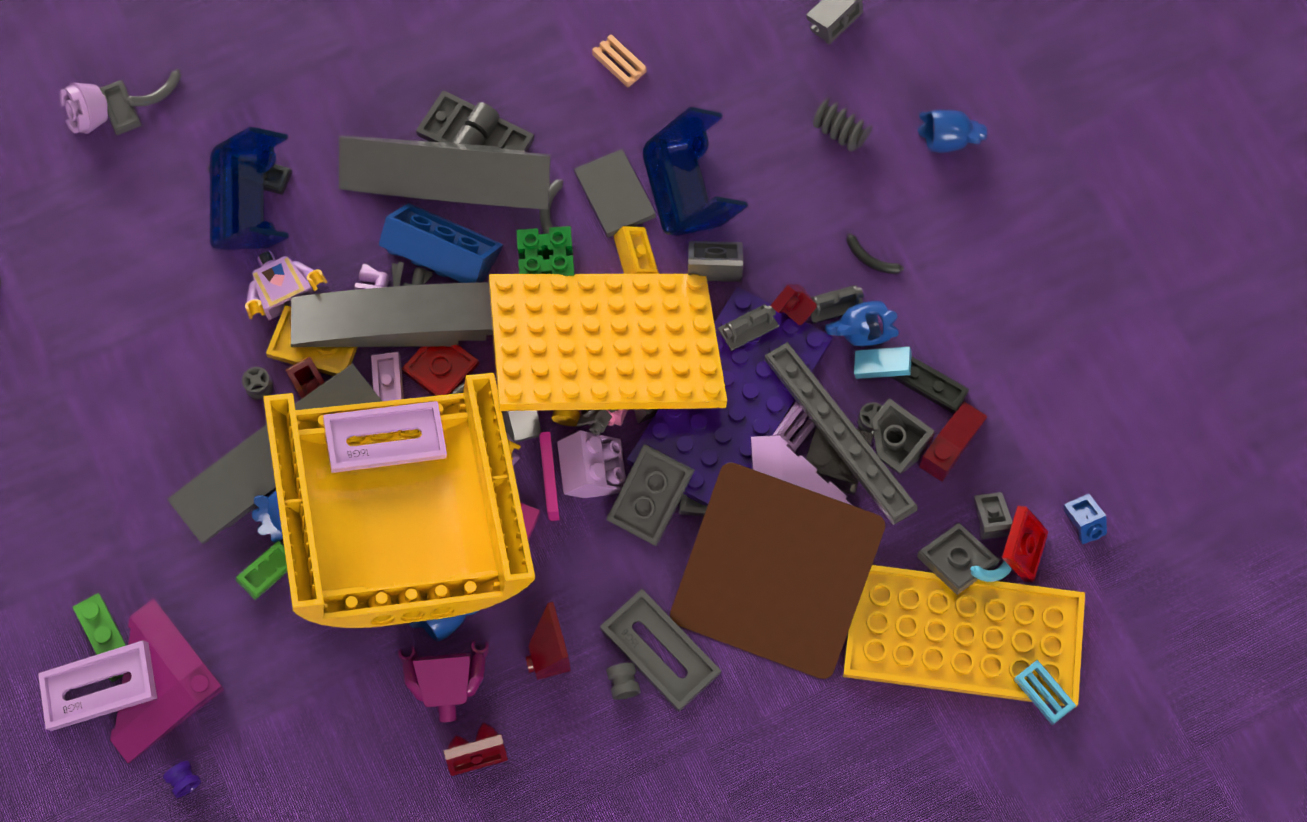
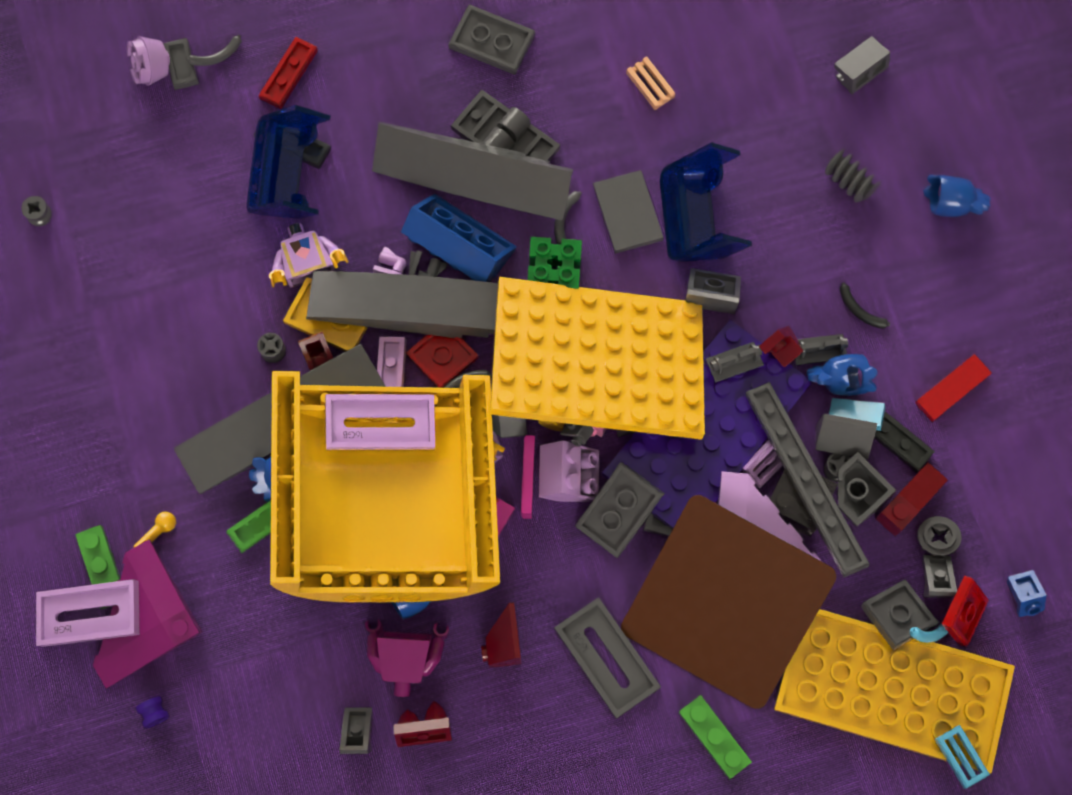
camera: 10 degrees right, 5 degrees up
(167, 581) = (164, 523): none -> yellow bar
(235, 101) = (288, 72): none -> red tile
(405, 764) = (356, 731): none -> dark grey slope
(446, 39) = (492, 39): none -> dark grey tile
(623, 681) = (568, 683): dark grey wheel -> none
(635, 251) = (639, 271): yellow slope -> none
(785, 714) = (715, 737): none -> bright green plate
(873, 383) = (844, 435): none -> dark grey slope
(978, 323) = (953, 388): none -> red tile
(987, 463) = (939, 525): none -> dark grey gear

